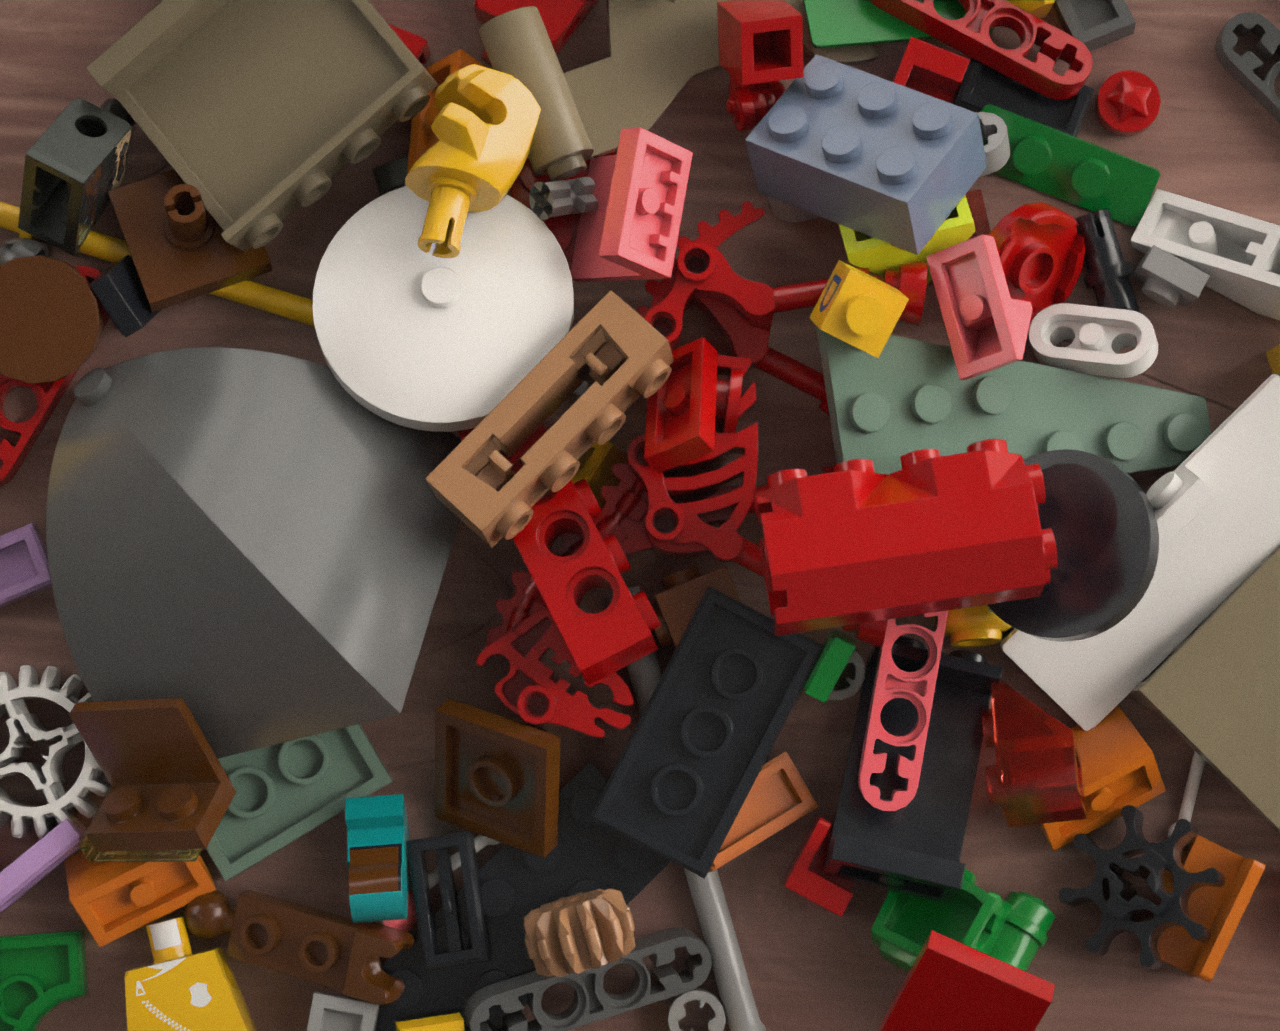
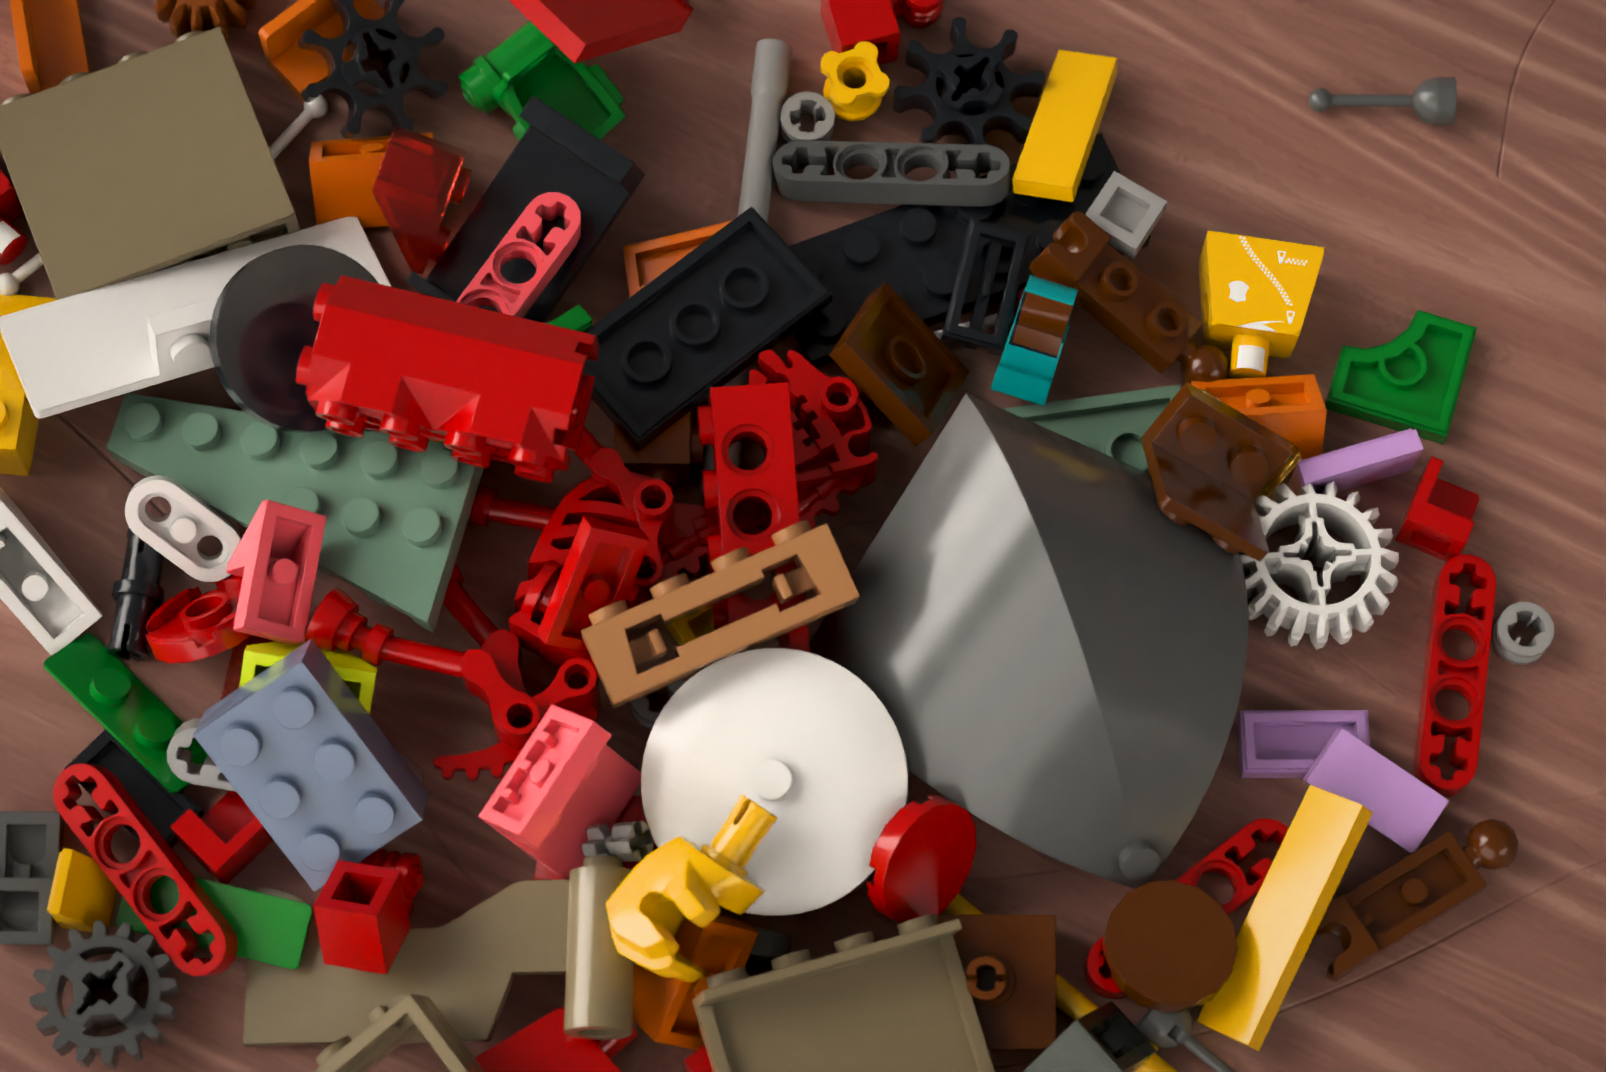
camera: 160 degrees left, 15 degrees down
(123, 296) = (1078, 939): black tile -> none
(284, 291) = (922, 859): none -> red tile
(579, 932) = (880, 201): medium nougat gear -> none
(807, 869) = (654, 198): red panel -> none
(858, 309) = (390, 602): yellow brick -> none
(1127, 103) = (39, 745): red tile -> none
(1169, 278) = (86, 562): light grey plate -> none

